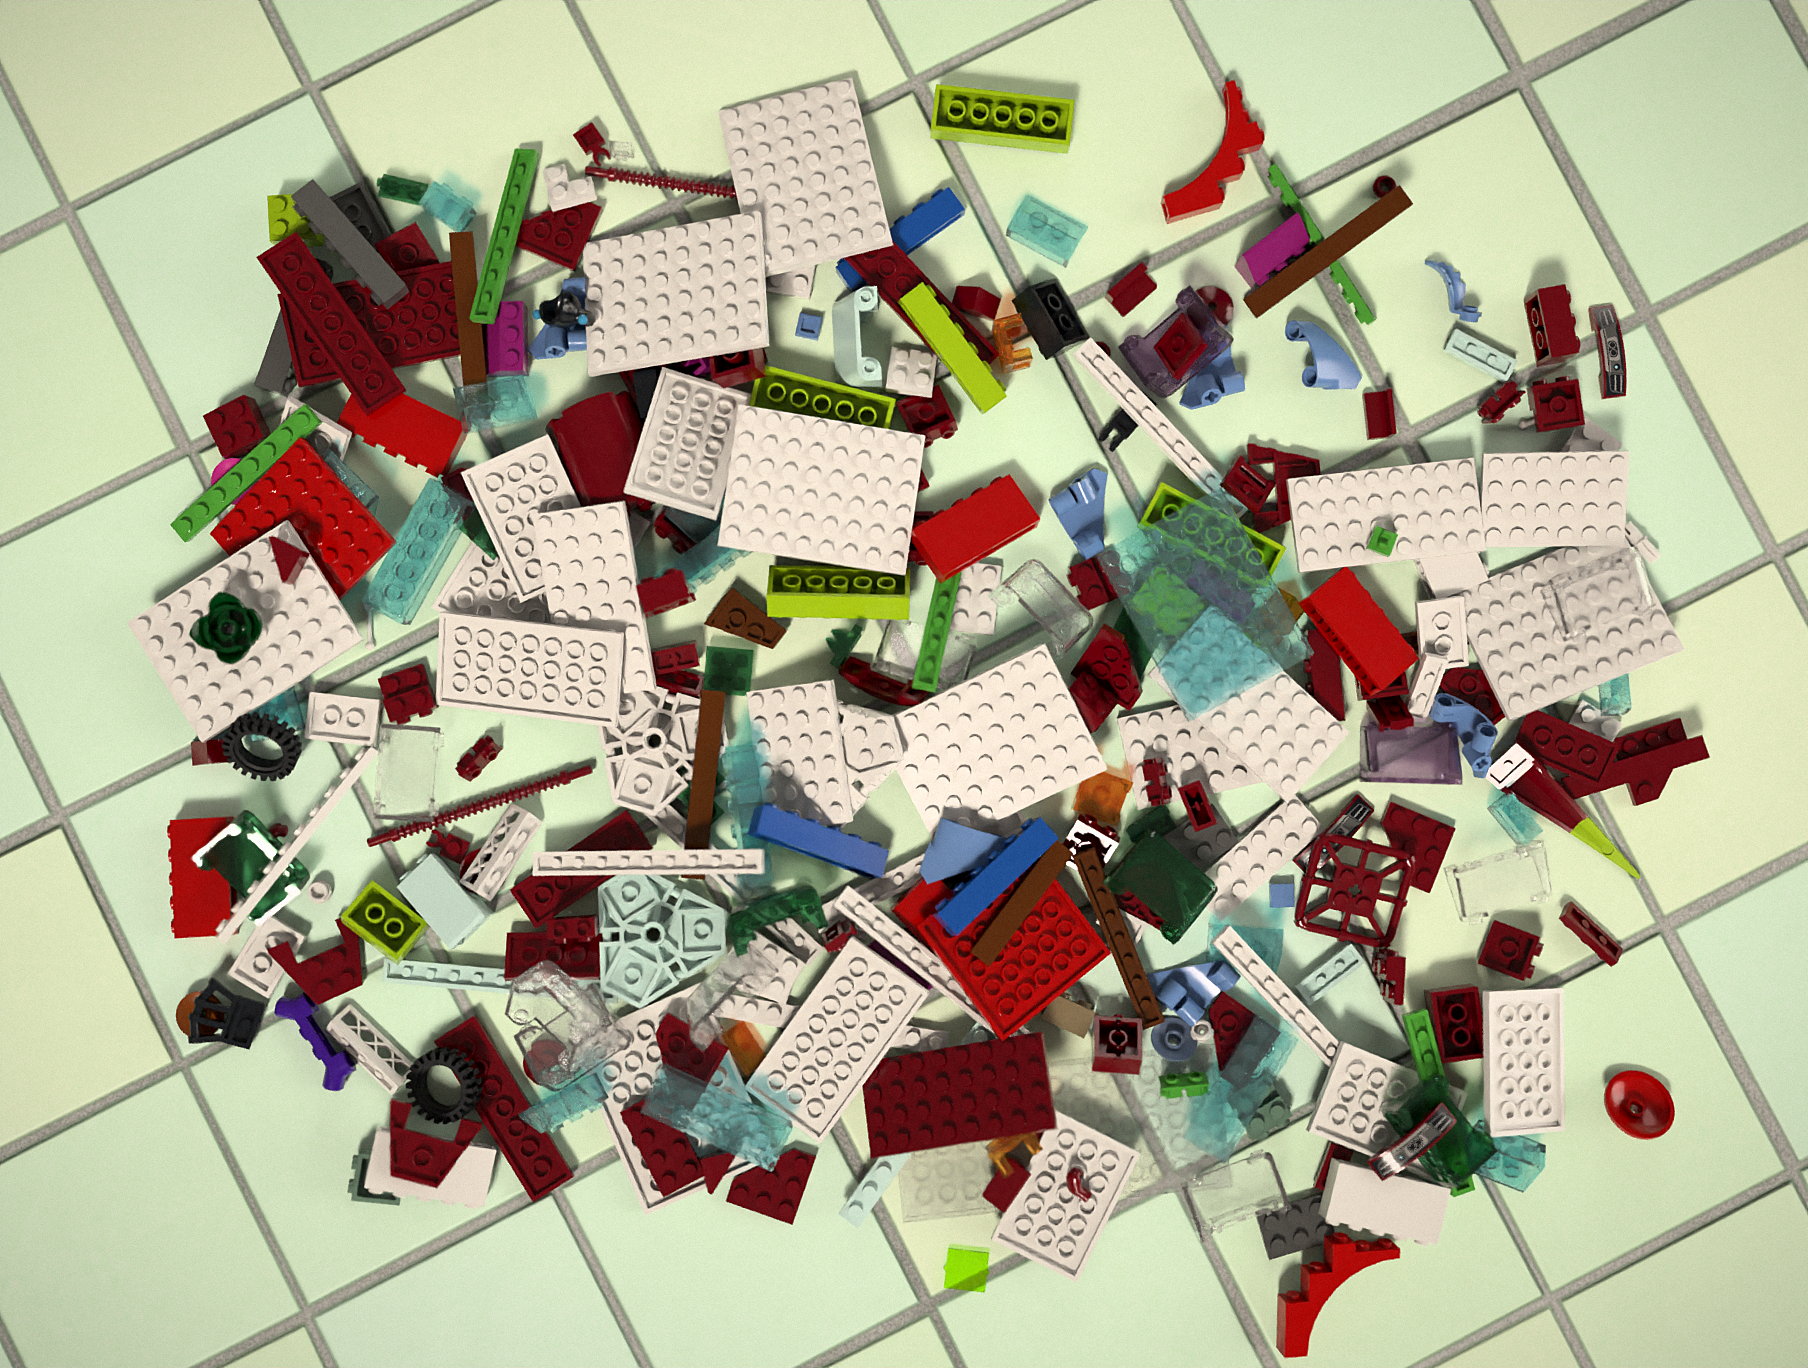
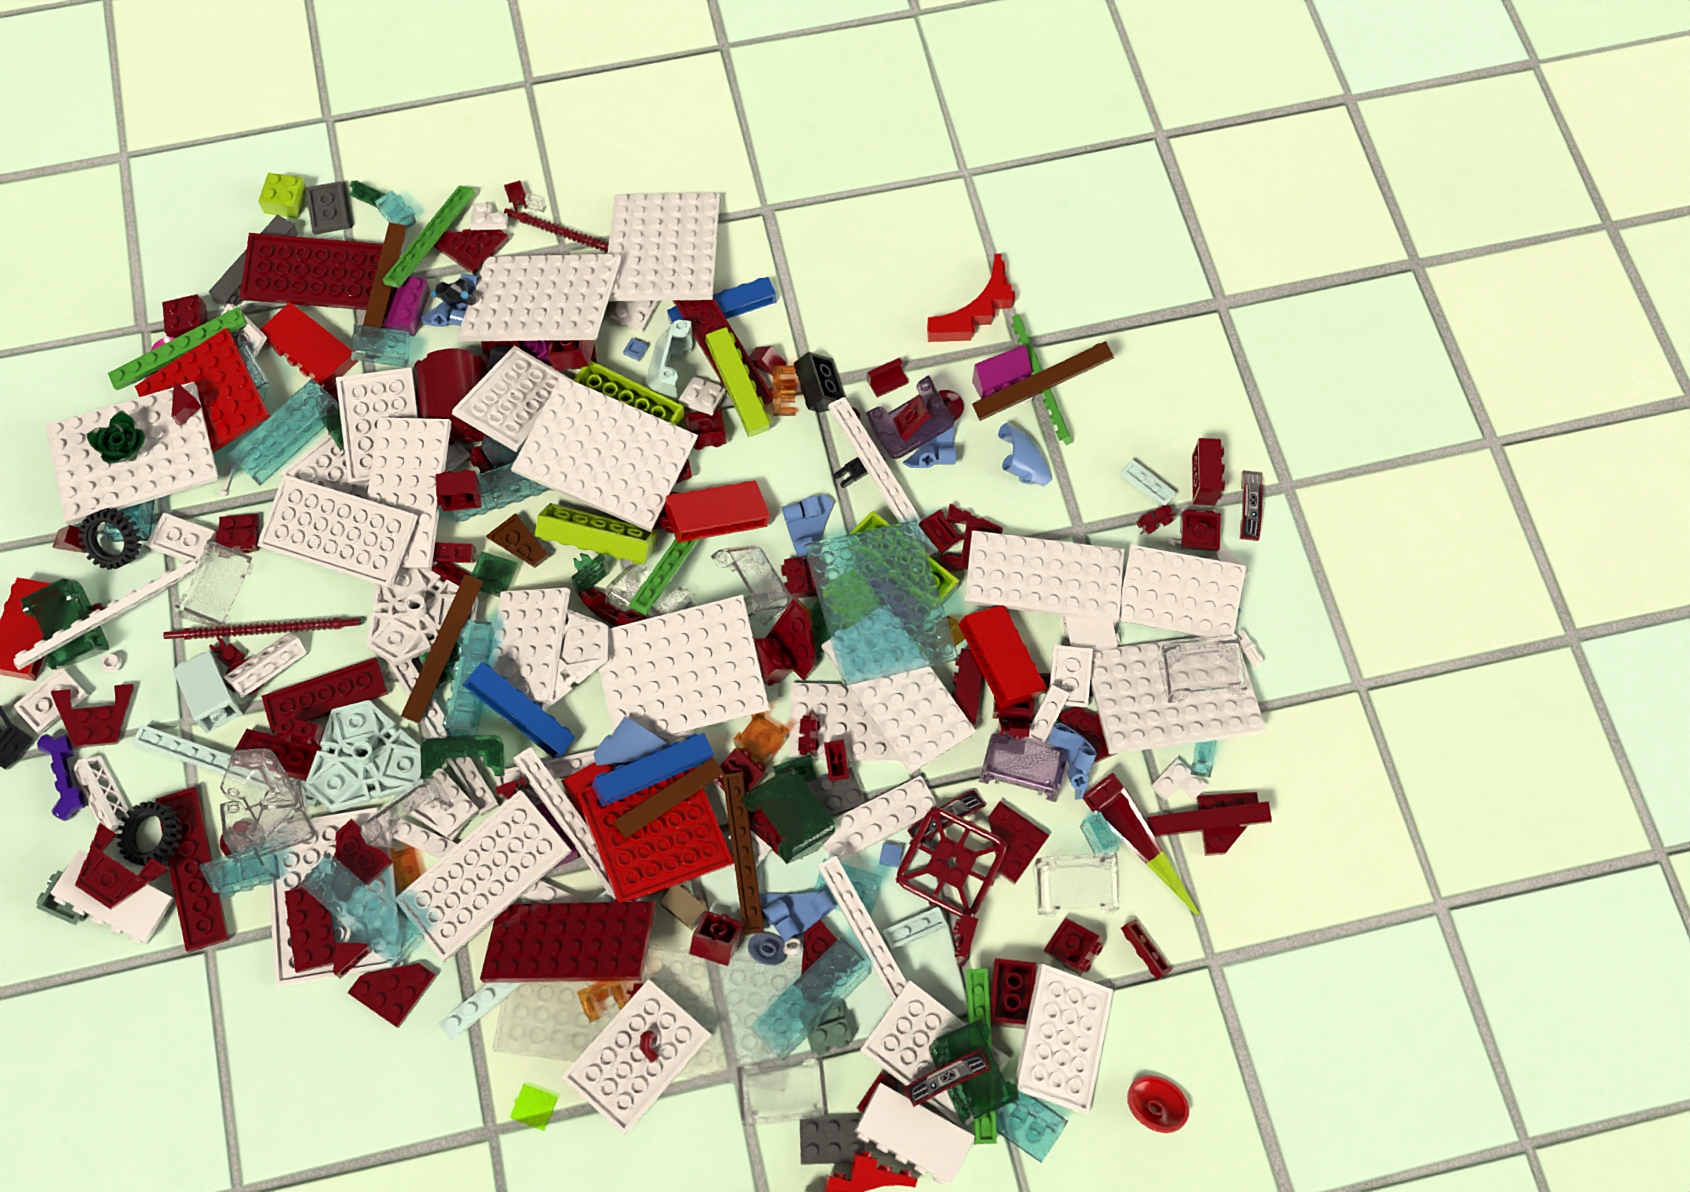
camera: 15 degrees right, 20 degrees down
(331, 323) = (280, 261): dark red plate -> none
(350, 244) = (313, 212): dark grey brick -> none
(384, 922) = (152, 694): lime brick -> none
(407, 249) = (355, 228): dark red plate -> none
(471, 766) = (271, 596): dark red hinge -> none
(649, 862) = (377, 692): white plate -> none
(973, 608) = (700, 571): white plate -> none
(1002, 119) = (821, 242): lime brick -> none
(1003, 1190) = (587, 1032): dark red slope -> none
(1046, 230) = (833, 324): clear light blue slope -> none
(1173, 1084) = (756, 984): bright green hinge -> none
(1379, 414) = (1058, 508): dark red panel -> none
(1381, 541) = (1035, 590): bright green tile -> none
(1456, 291) = (1138, 434): medium blue plant -> none
(1567, 747) = (1156, 789): dark red plate -> none

